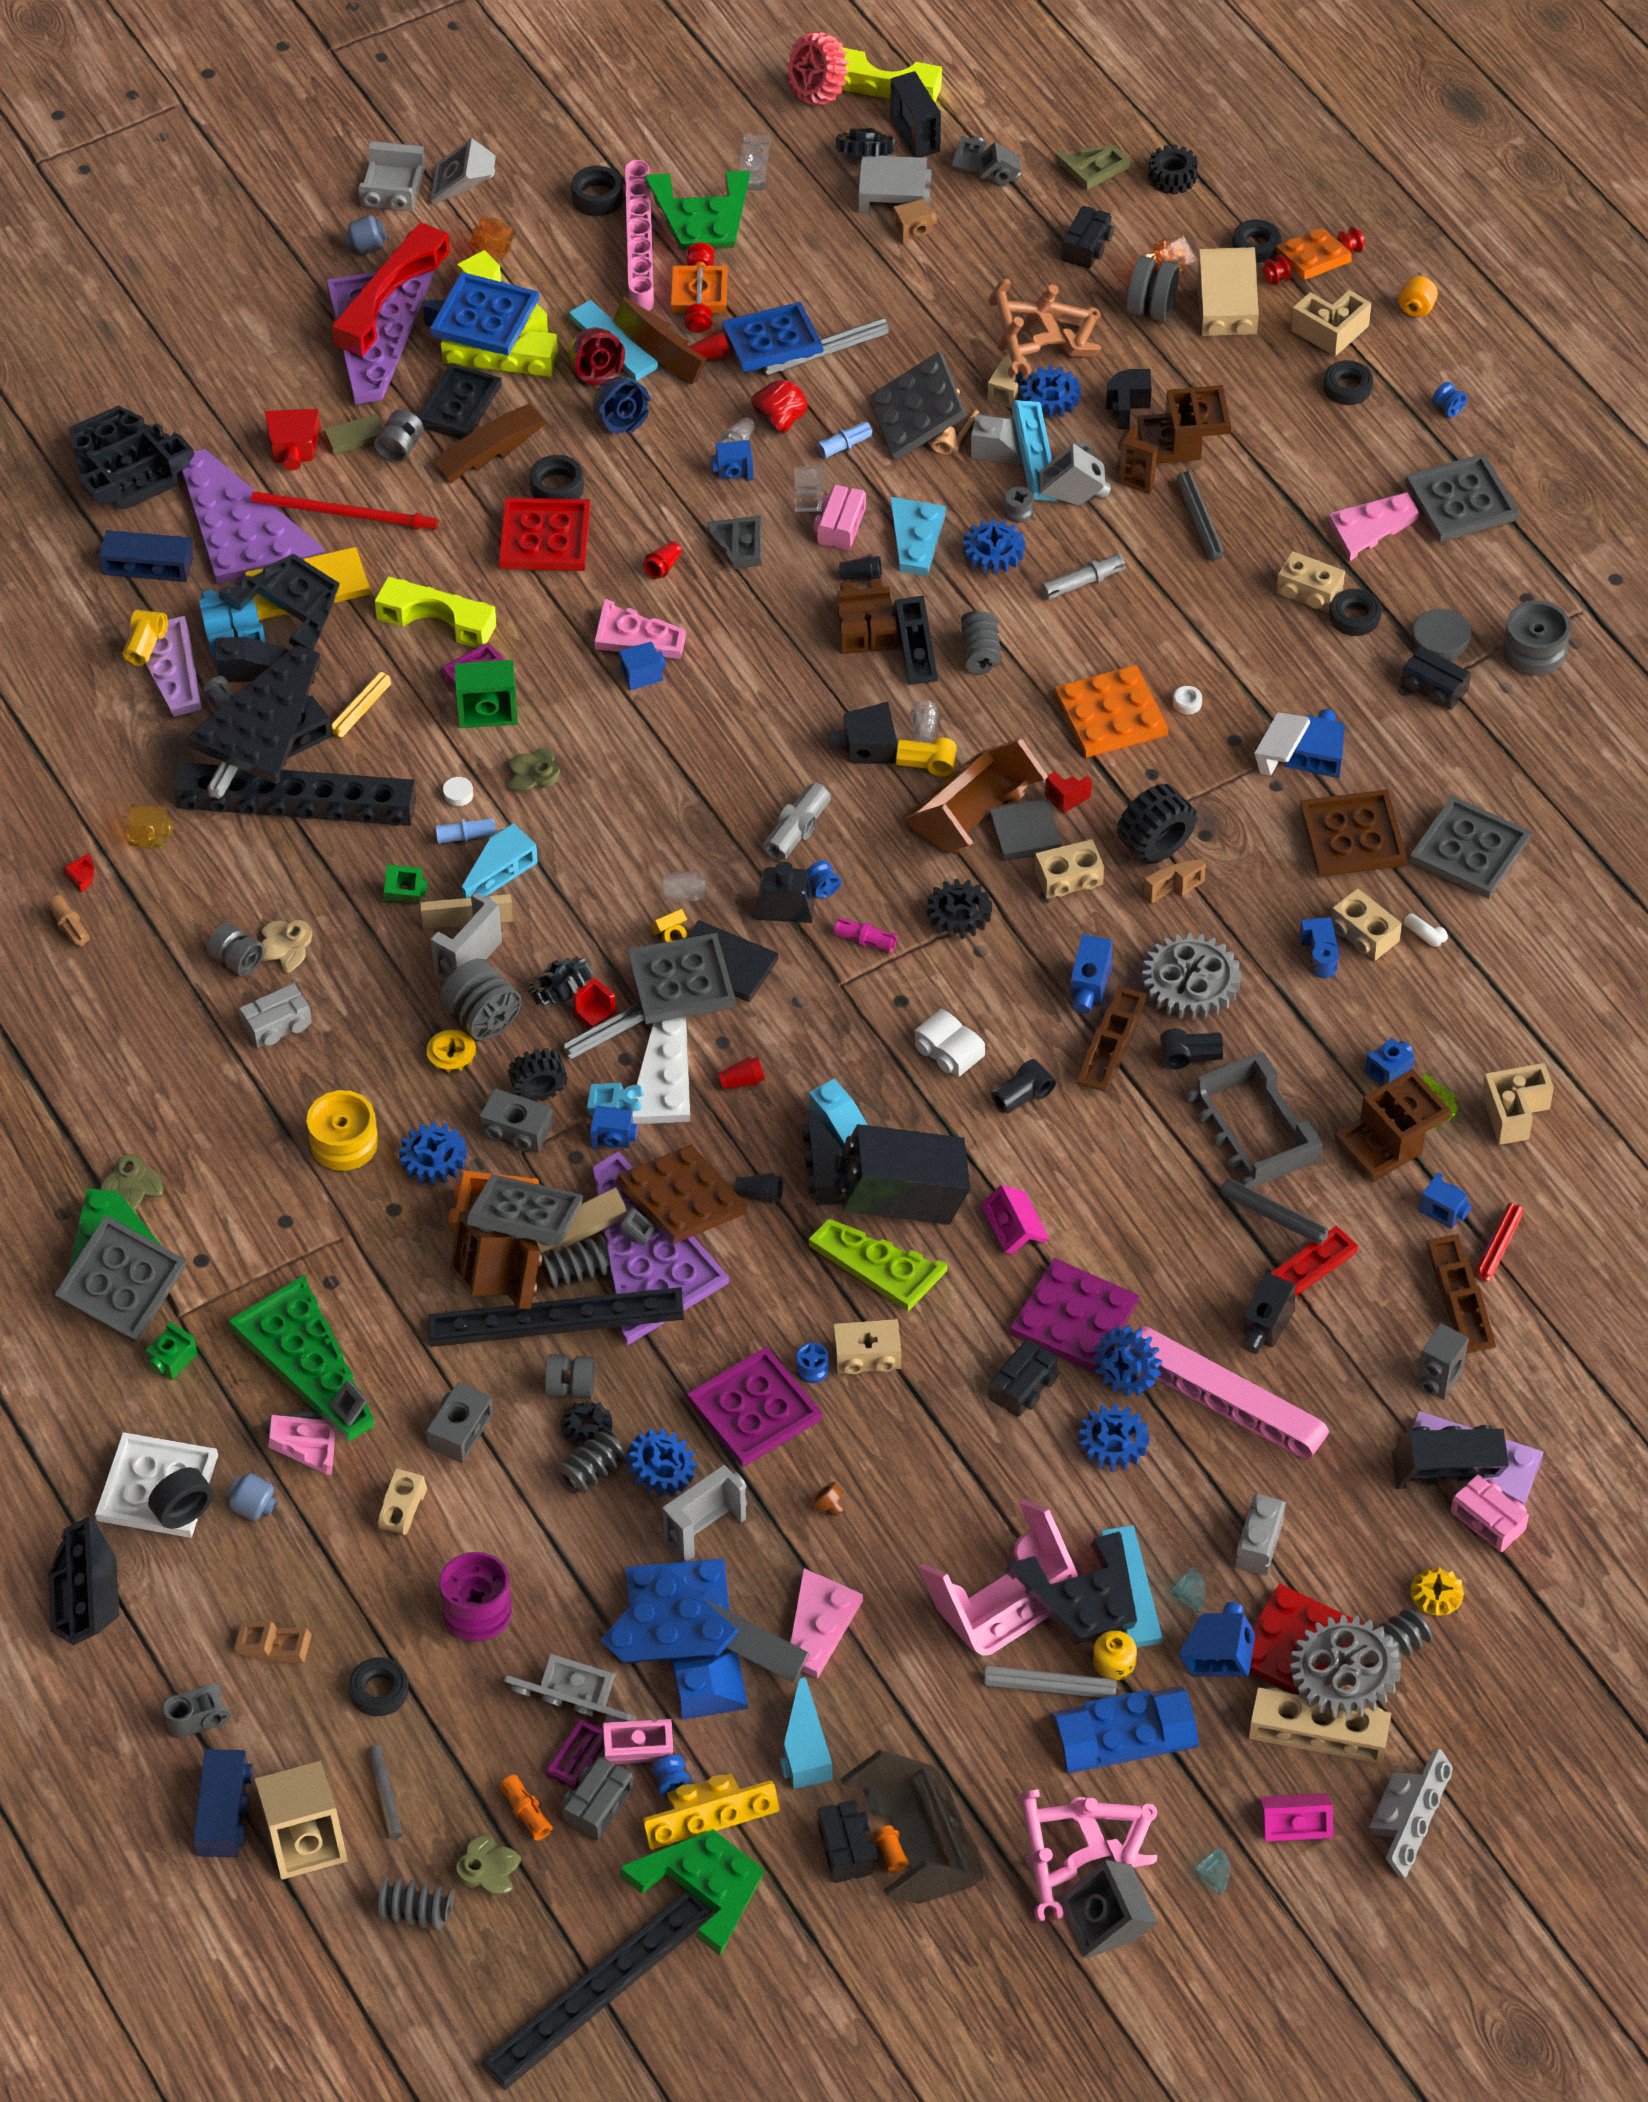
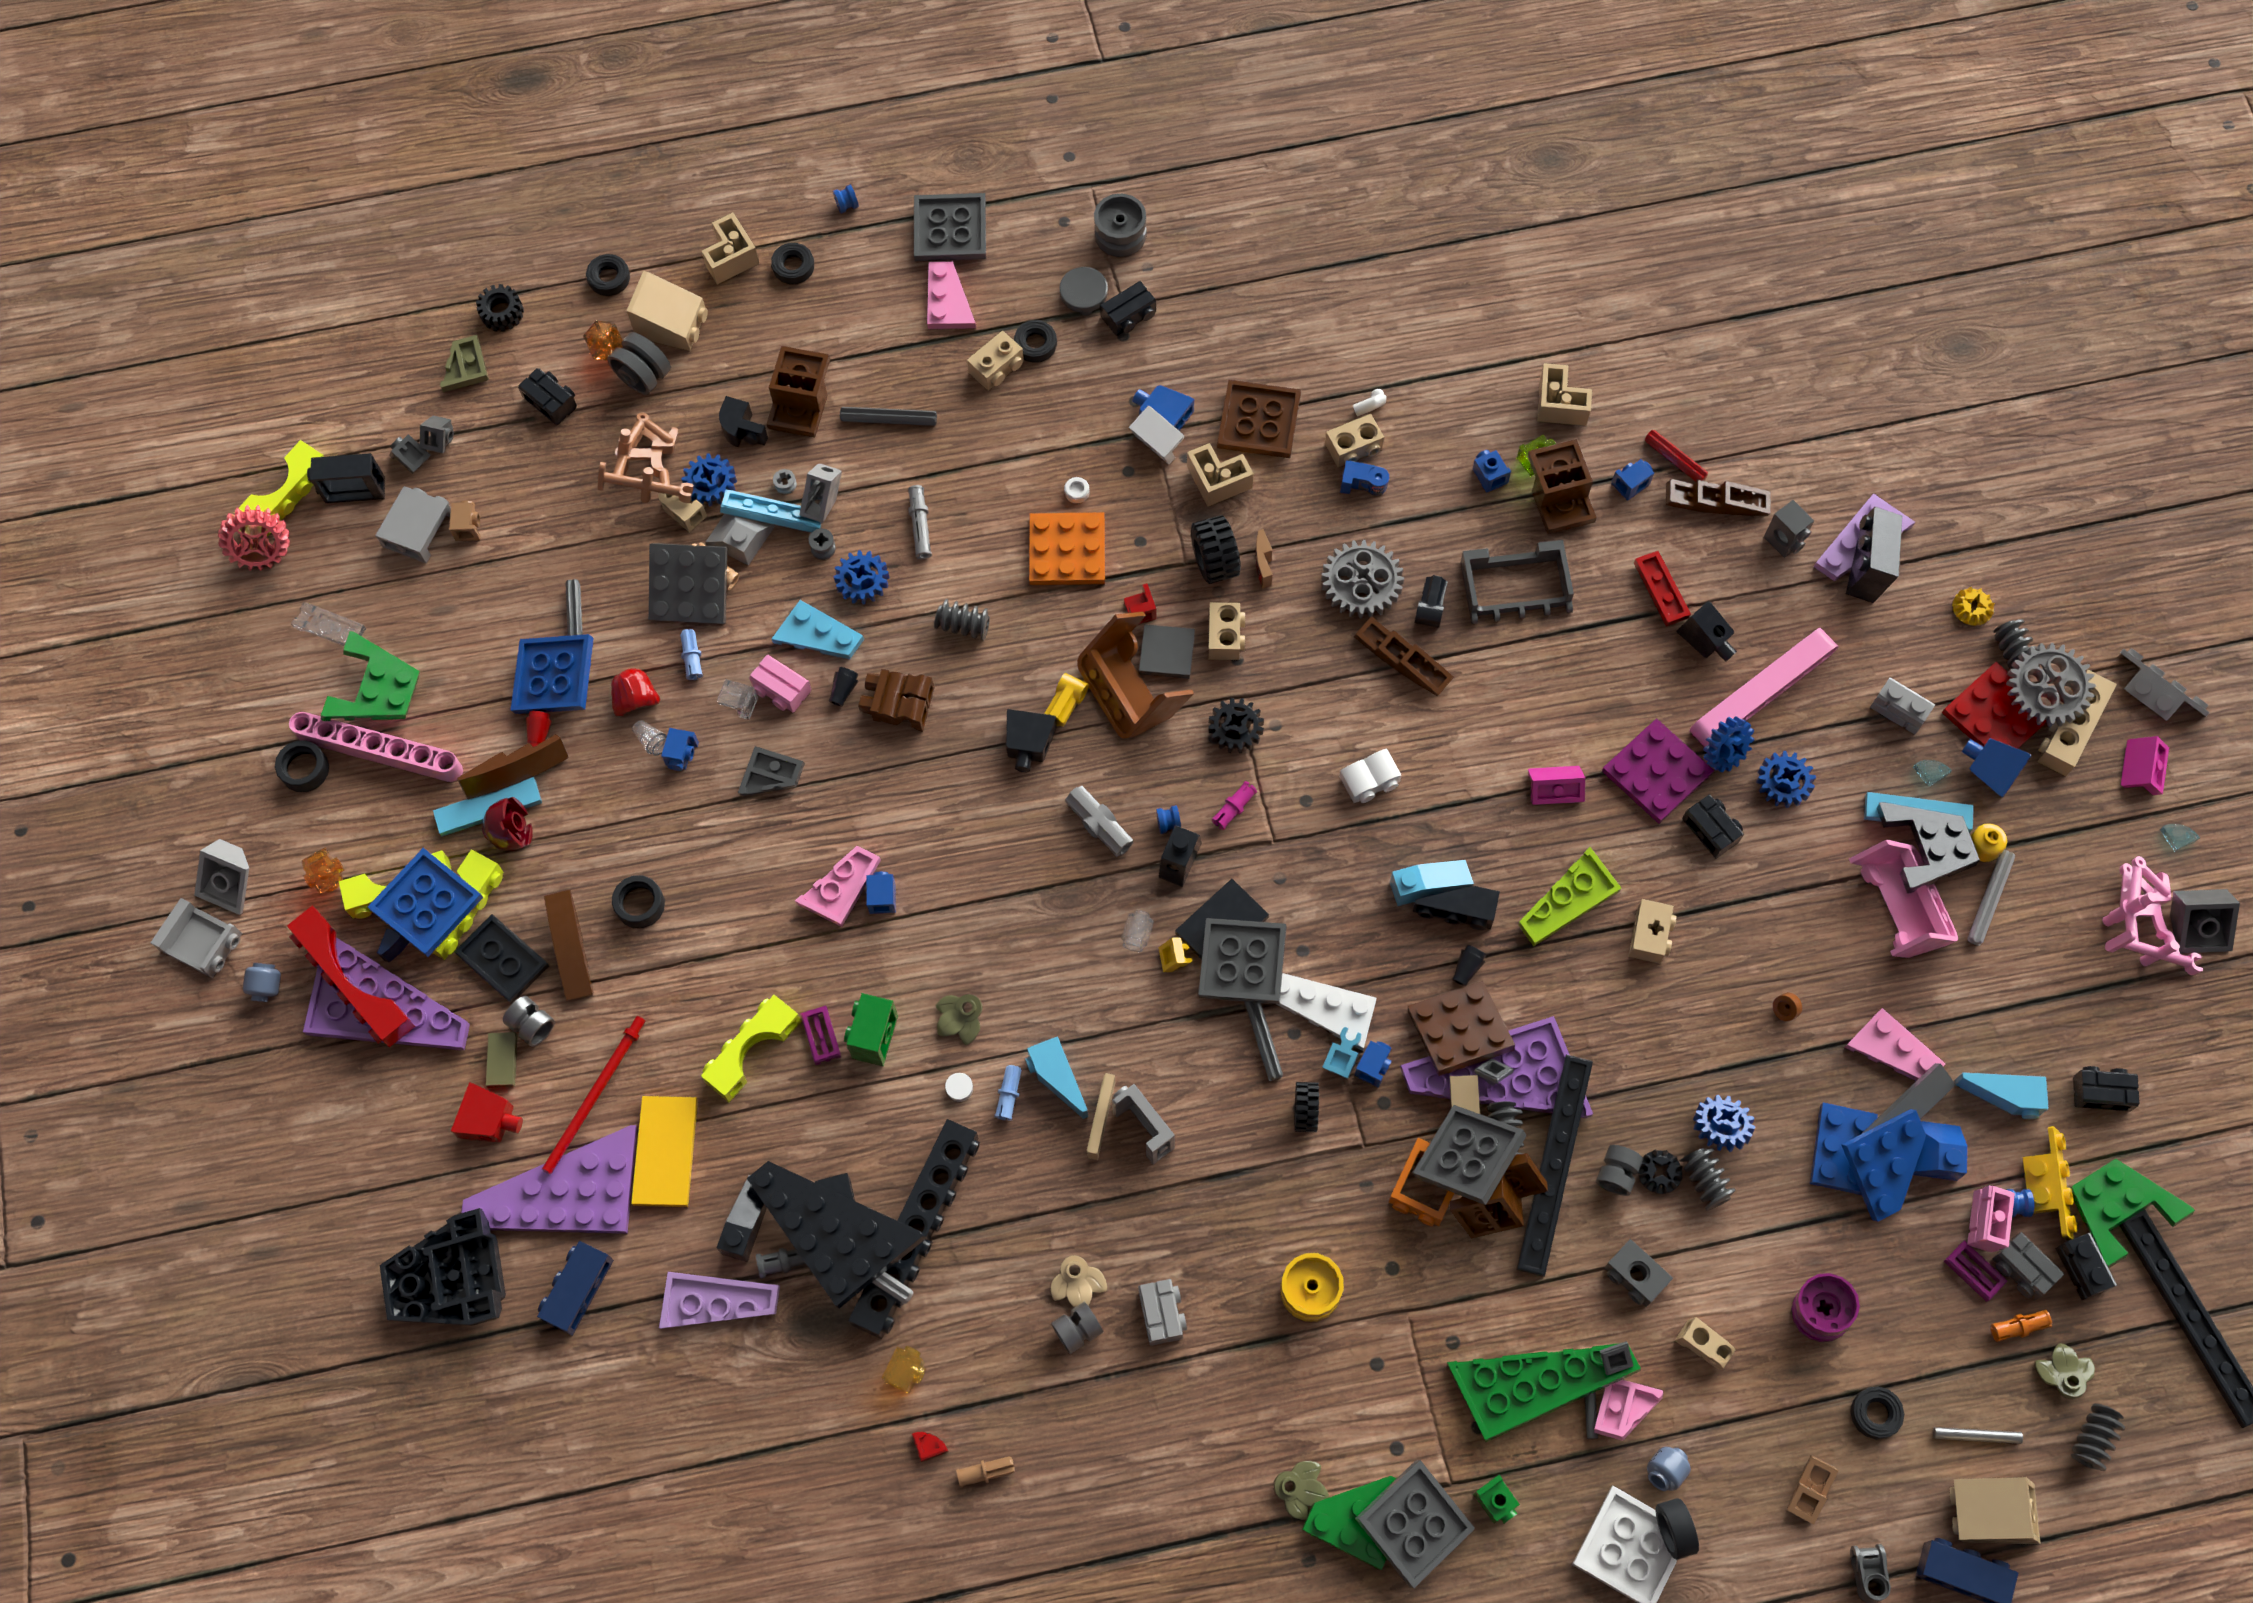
camera: 70 degrees left, 15 degrees up
(145, 630) = (675, 1310): yellow piece -> none
(221, 617) = (679, 1227): dark azure hips -> none
(294, 588) = (685, 1159): black wing -> none
(360, 704) = (827, 1142): yellow axle -> none
(401, 875) = (1051, 1172): green brick -> none
(432, 1153) = (1364, 1218): blue gear -> none
(442, 1042) = (1238, 1161): yellow gear -> none
(480, 999) = (1213, 1130): dark grey wheel -> none
(516, 1120) = (1347, 1124): dark grey brick -> none
(545, 534) = (695, 929): red plate -> none
(560, 981) = (1207, 1072): black gear -> none
(576, 1684) = (1920, 1255): light grey bracket -> none
(593, 1003) = (1240, 1040): red panel -> none
(603, 1860) = (2086, 1266): none -> black brick
(621, 404) = (575, 821): dark blue cylinder -> none
(659, 562) = (767, 842): red cone -> none
(699, 288) = (462, 716): orange plate -> none
(700, 1507) = (1784, 1105): light grey panel -> none
(742, 1074) = (1348, 943): red cone -> none
(754, 1406) = (1683, 1035): magenta plate -> none
(806, 1358) = (1655, 972): blue wheel -> none
(864, 142) = (359, 529): black gear -> none
(890, 1847) = (2108, 1059): orange pin -> none
(903, 1174) = (1512, 848): black brick -> none
(915, 640) = (943, 668): black slope -> none
(924, 720) = (1029, 690): clear cone -> none
(928, 1823) = (2119, 1027): clear smoke windscreen -> none
(1030, 1082) = (1429, 730): black piece -> none
(1091, 972) = (1342, 649): blue torso -> none
(1126, 1728) = (2042, 856): blue piece -> none
(1136, 462) = (823, 440): reddish brown bracket -> none
(1255, 808) = (1216, 479): none -> tan brick
(1274, 1211) = (1609, 596): dark grey axle -> none
(1313, 254) = (647, 236): orange plate -> none
(1418, 294) = (727, 181): light orange head -> none
(1470, 847) = (1302, 344): dark grey plate -> none
(1490, 1512) = (1923, 546): bright pink brick -> none

